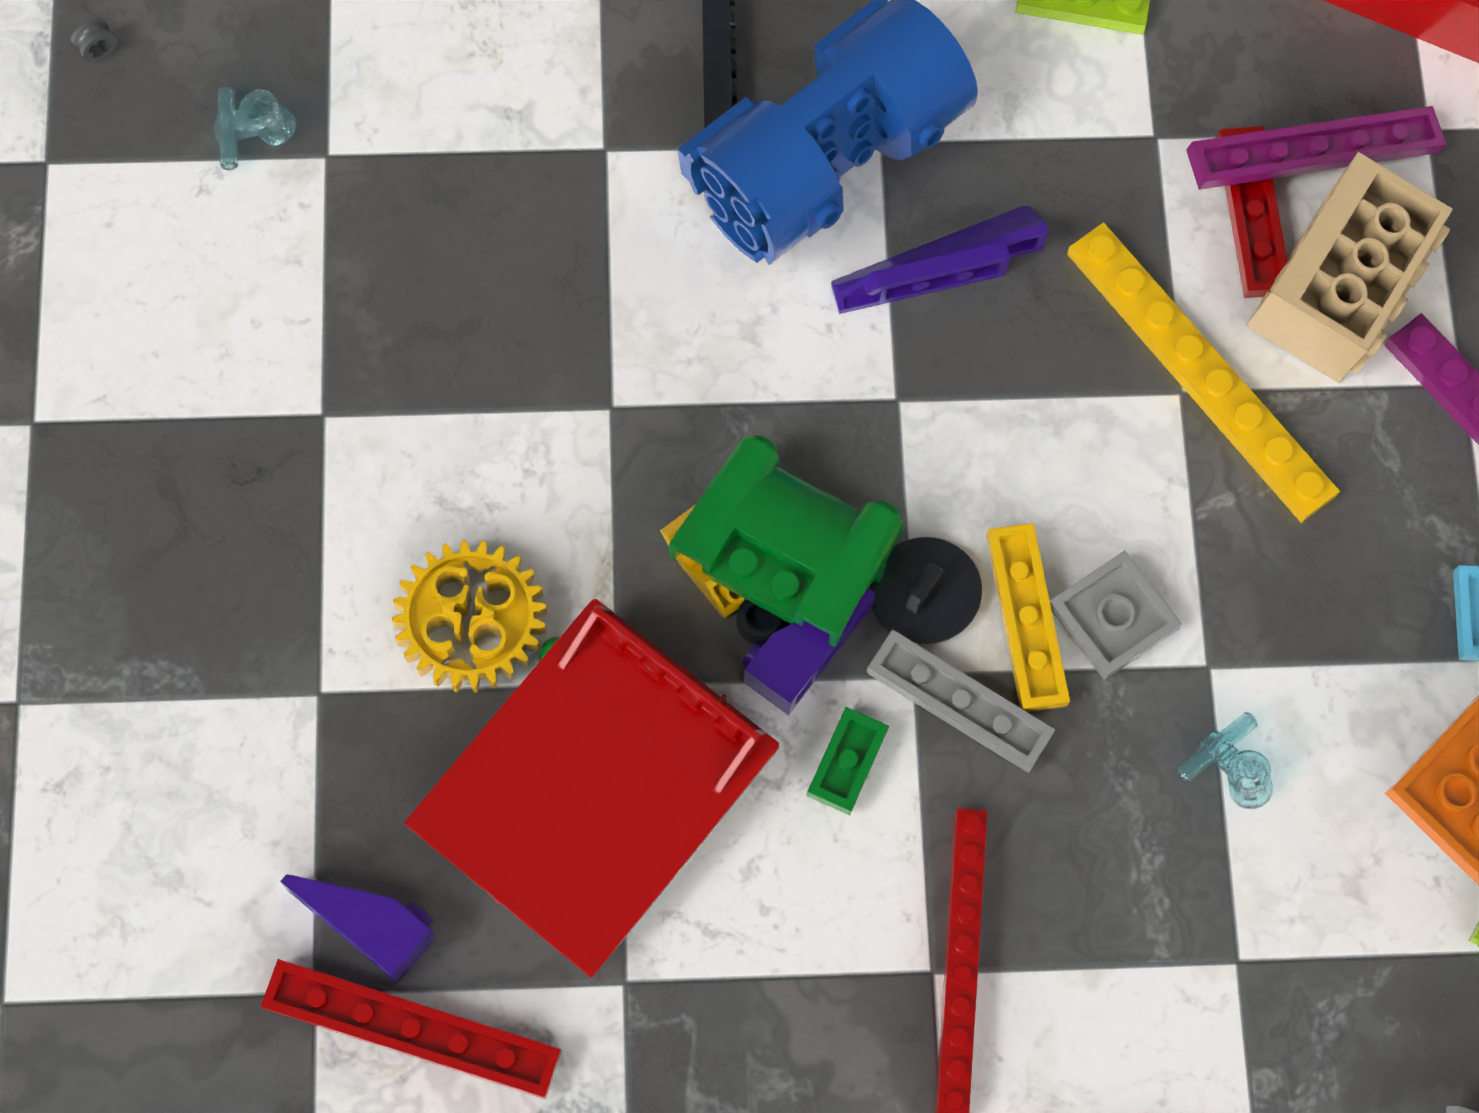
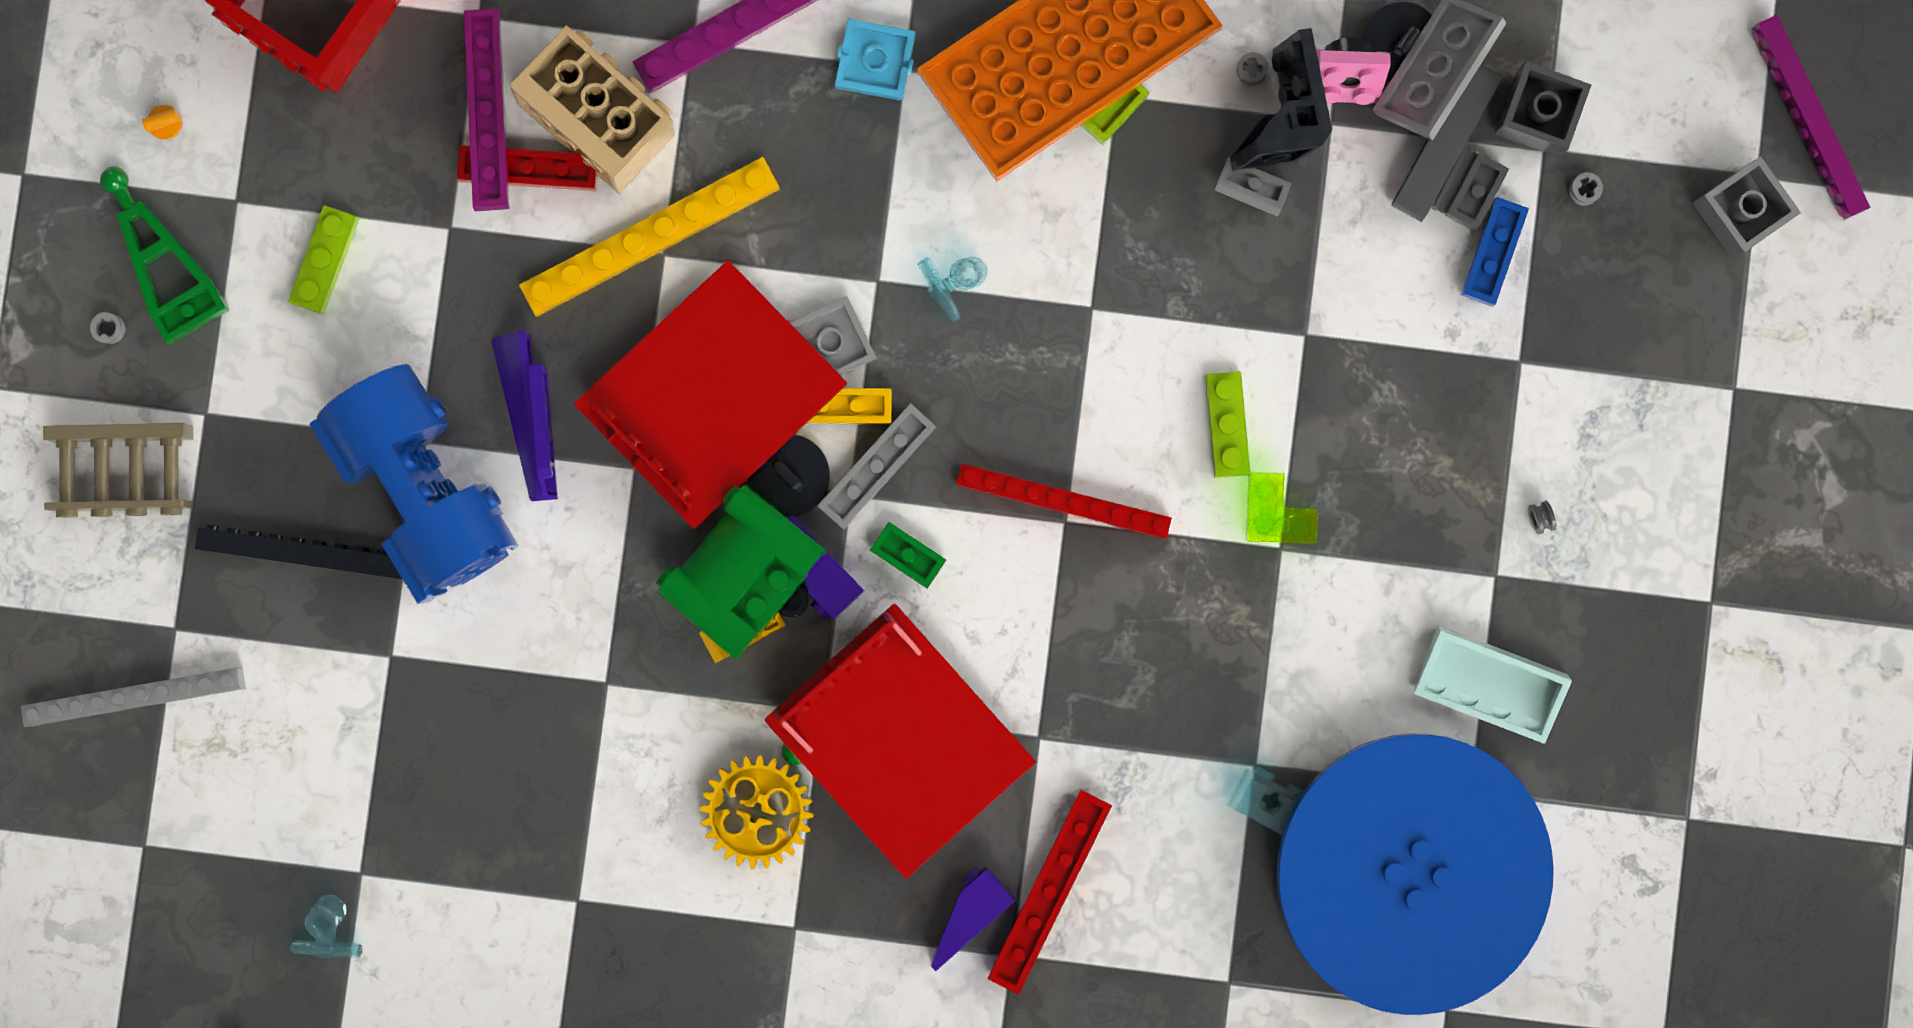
camera: 80 degrees left, 15 degrees up
(1015, 470) = (710, 394): none -> red door

